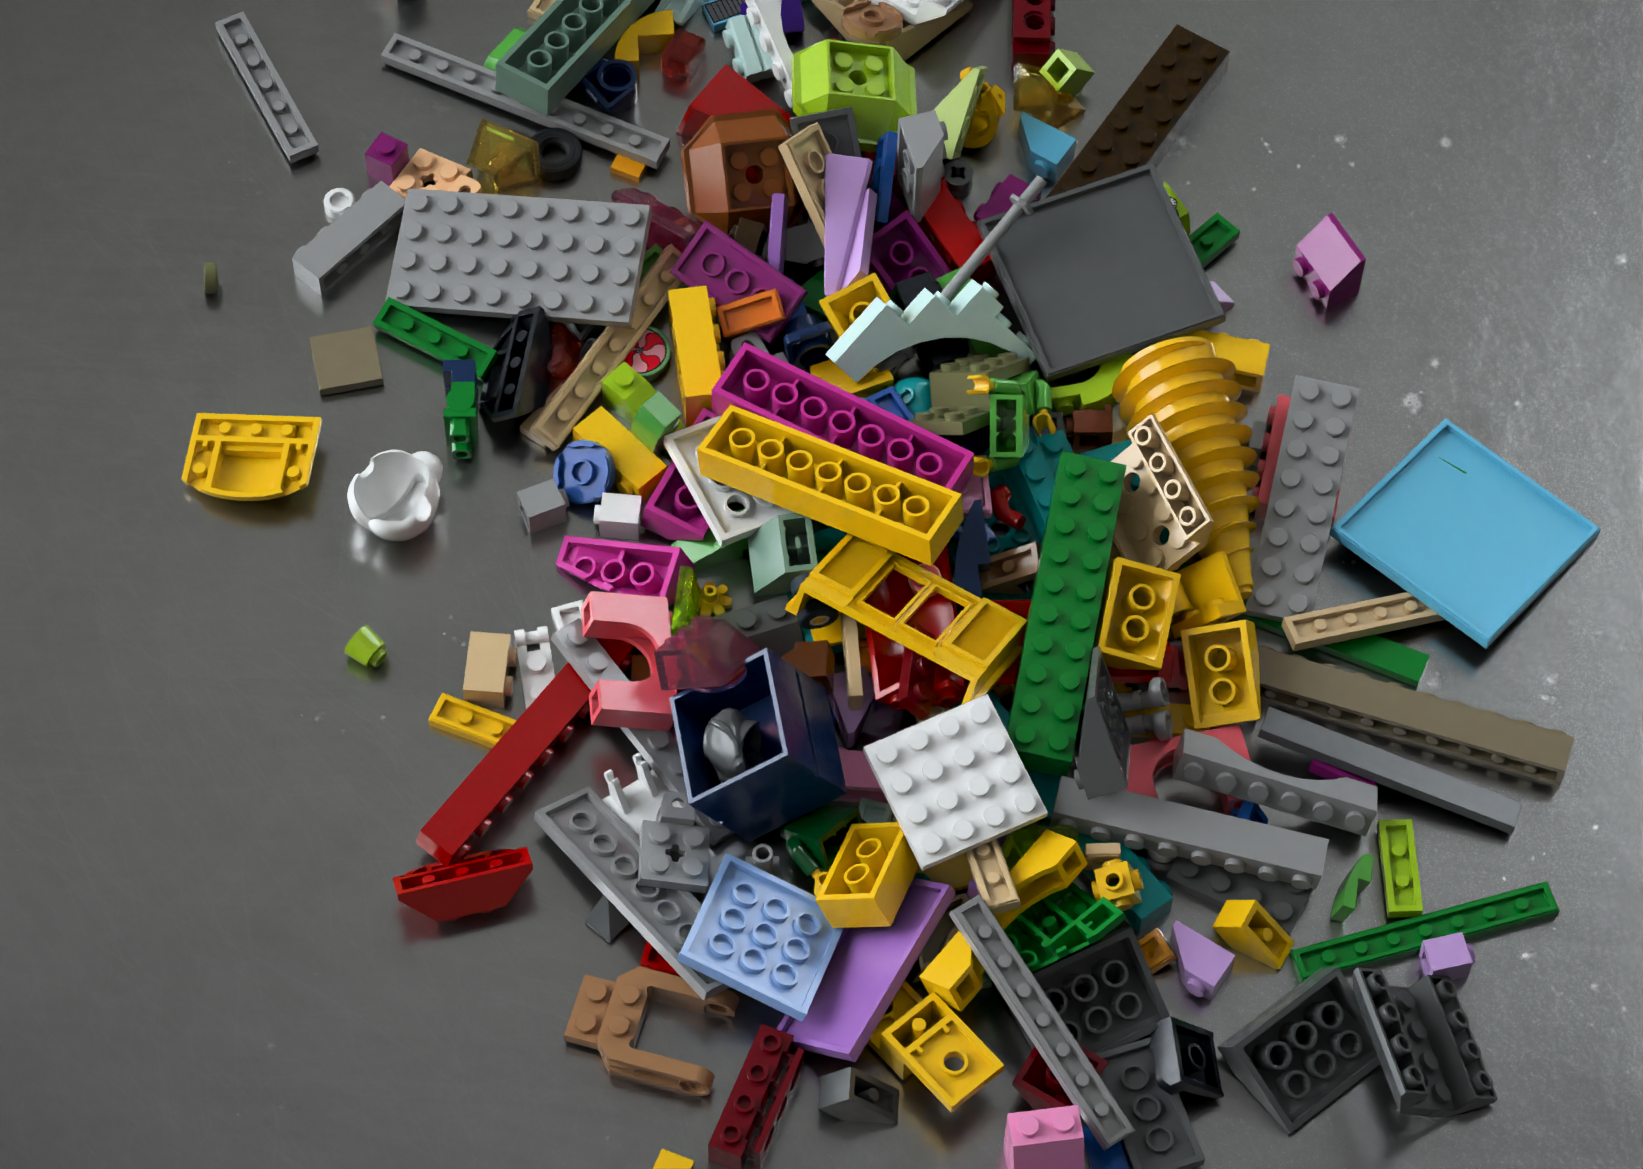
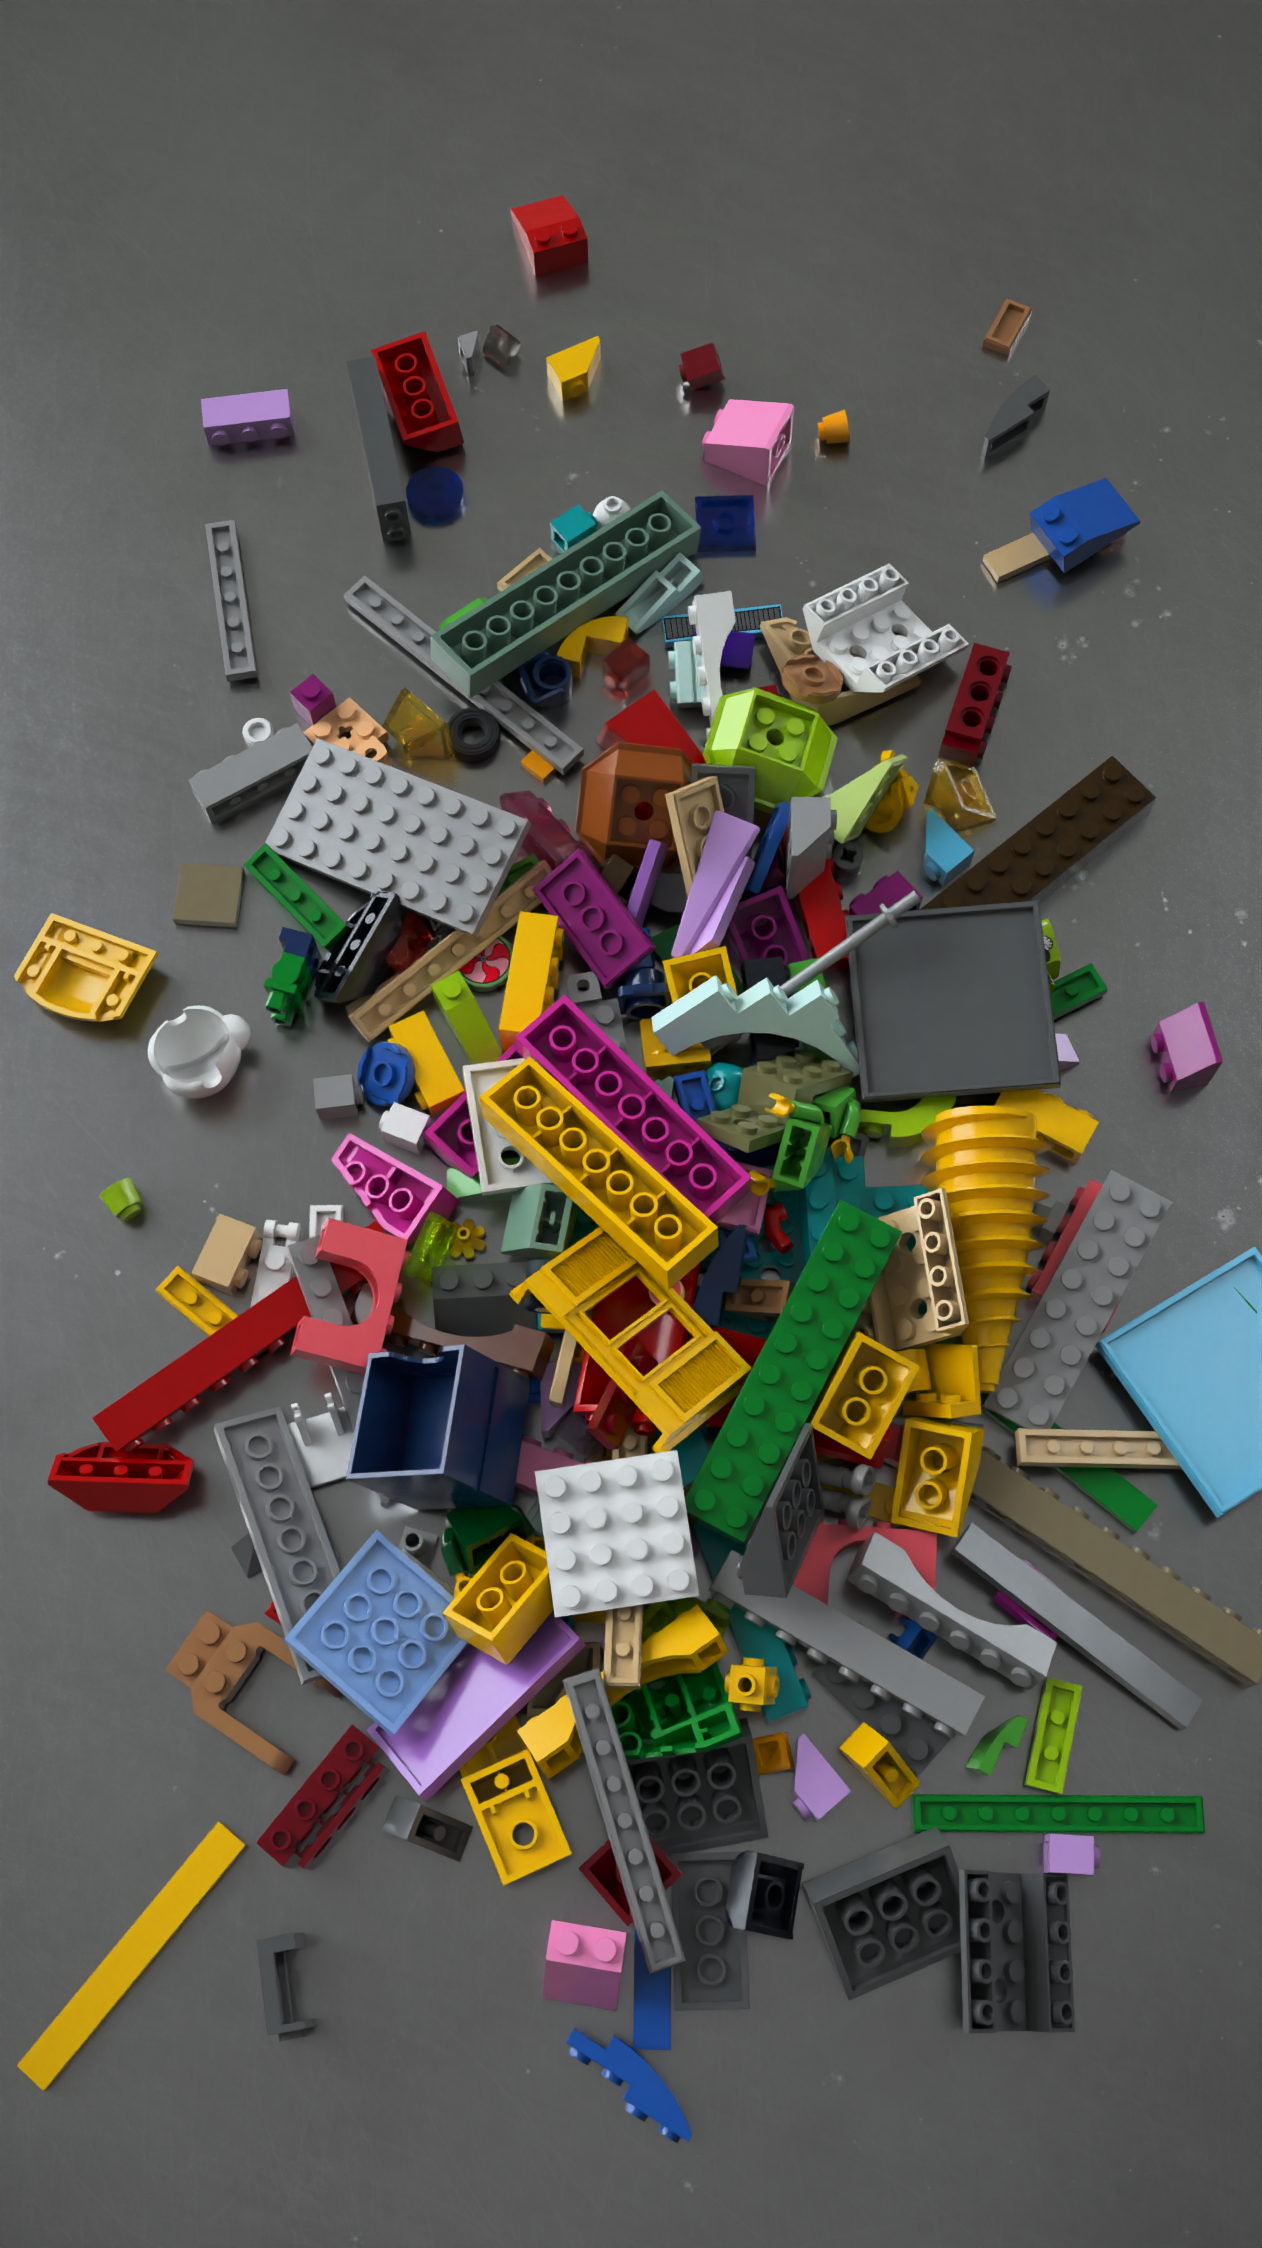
camera: 20 degrees right, 10 degrees up
(210, 278) = (112, 779): olive tile -> none
(654, 421) = (460, 1047): bright green slope -> none
(676, 833) = (320, 1491): light grey plate -> none
(703, 655) = (418, 1317): clear pink slope -> none
(732, 743) = (415, 1422): dark grey helmet -> none
(751, 313) = (594, 954): orange tile -> none
(1067, 71) = (989, 776): lime brick -> none
(1090, 428) = (892, 1160): copper brick -> none
(1099, 853) = (748, 1645): tan tile -> none

